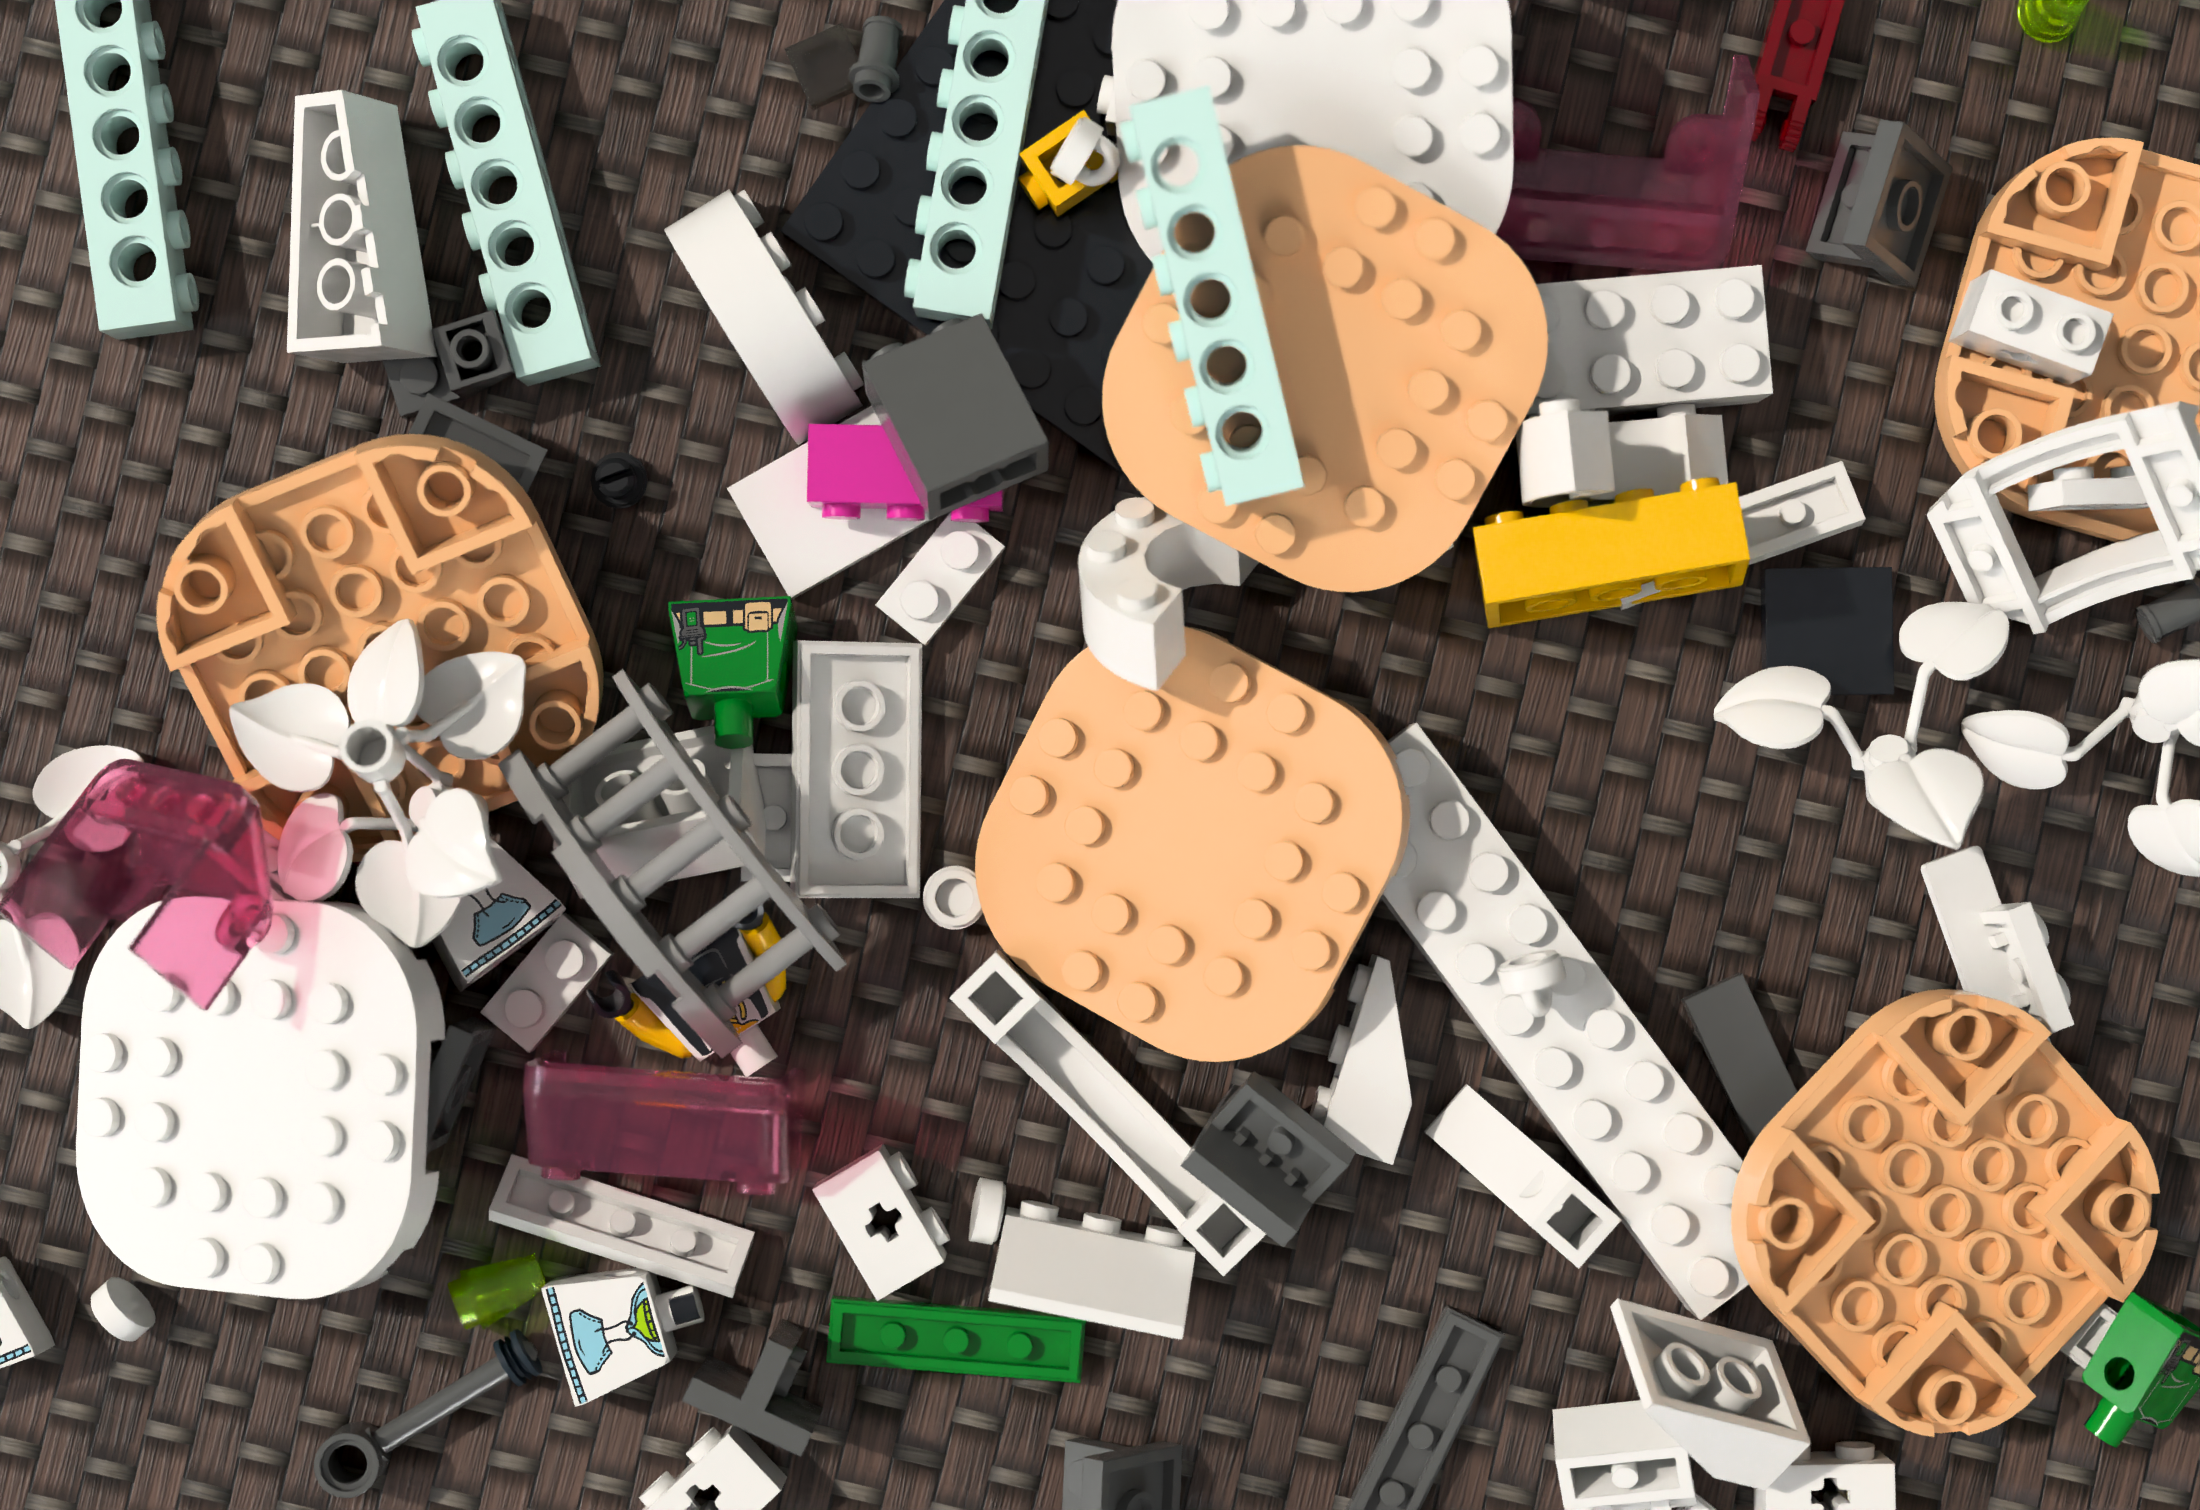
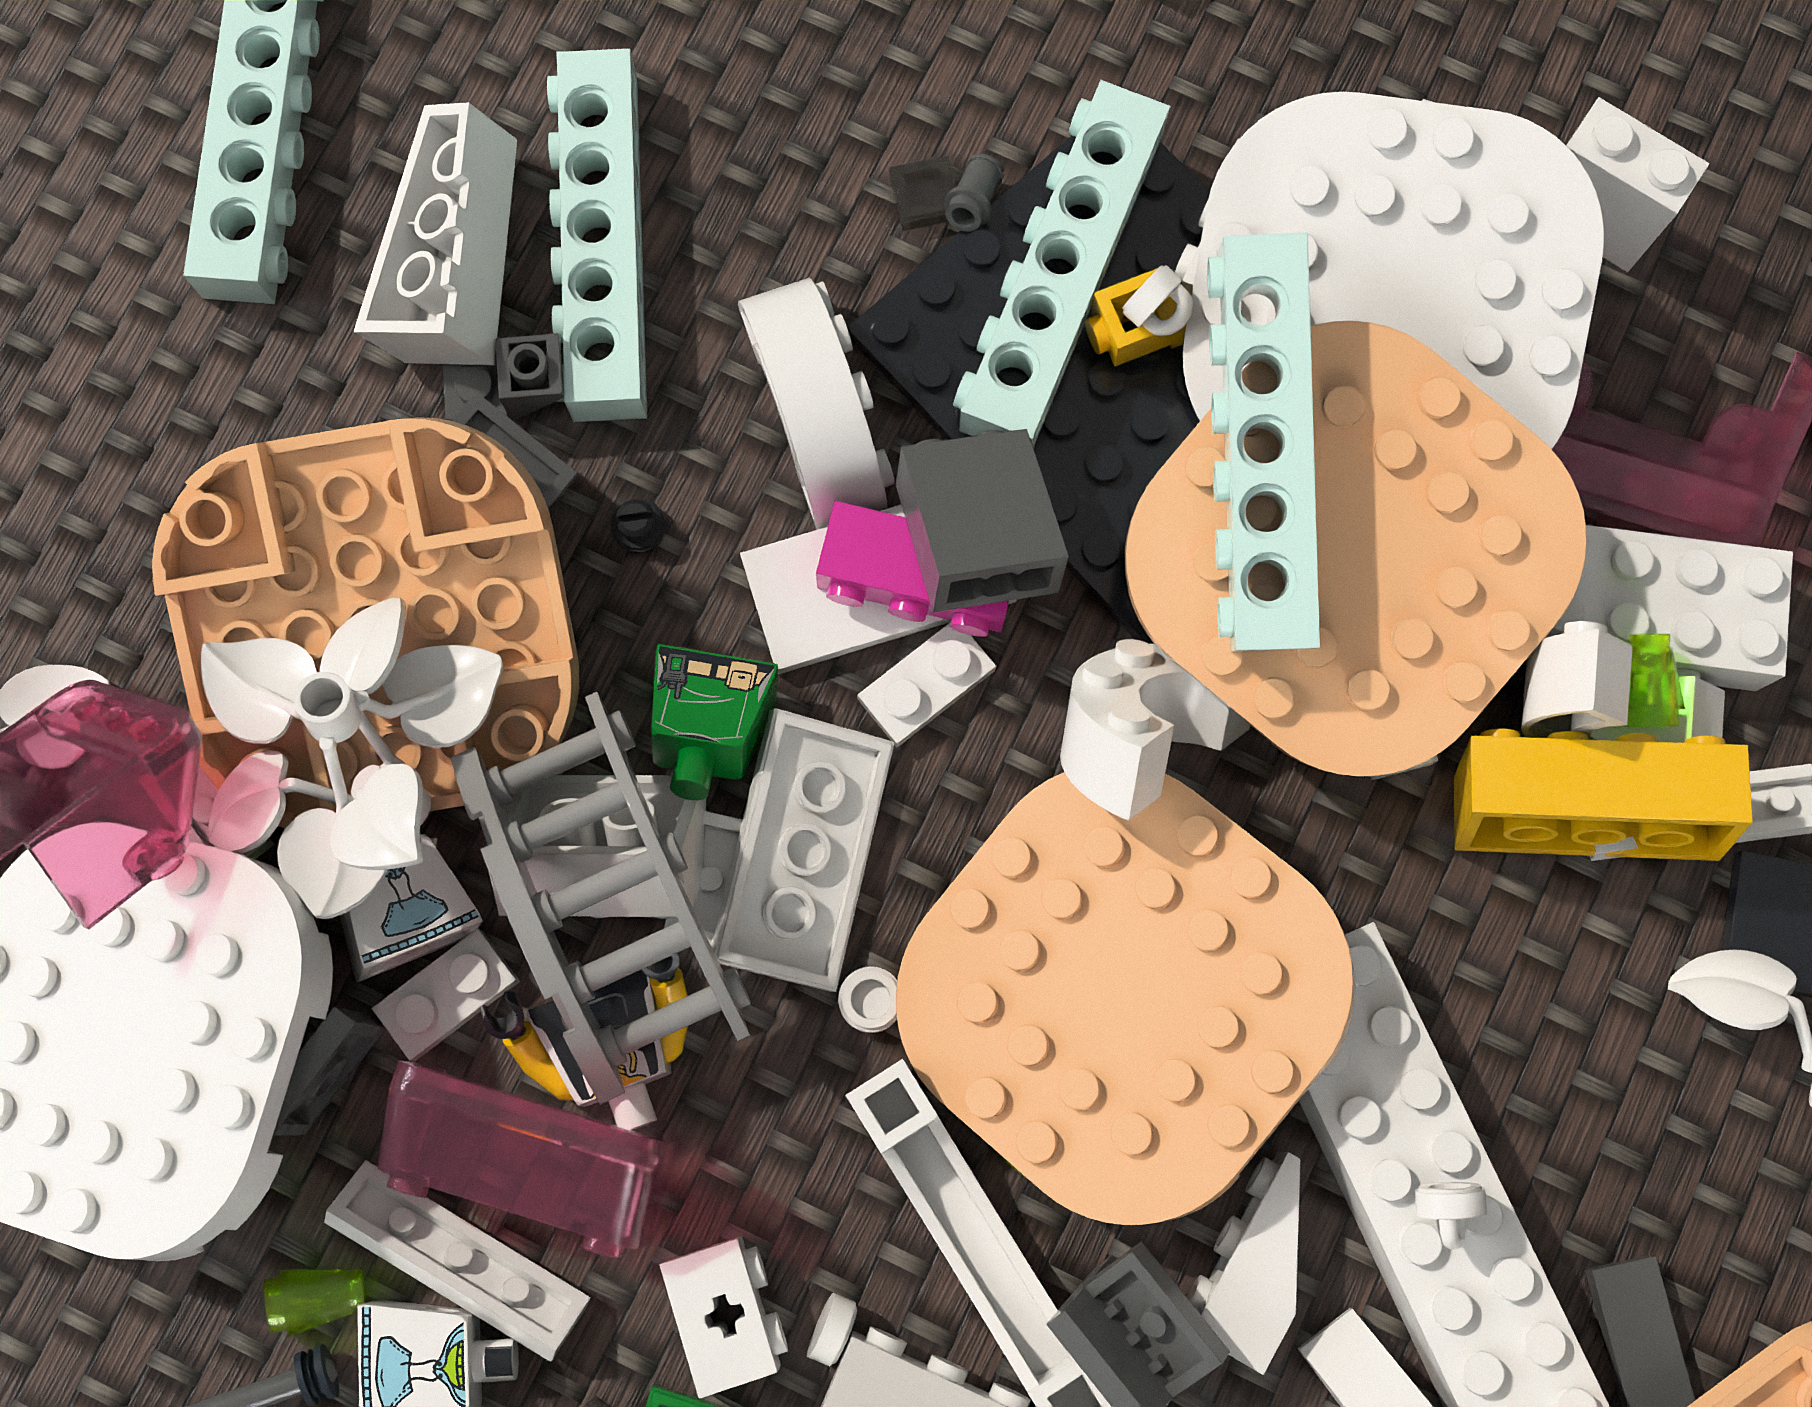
camera: 15 degrees right, 10 degrees down
(1640, 434) = (1654, 683): none -> clear neon green cone

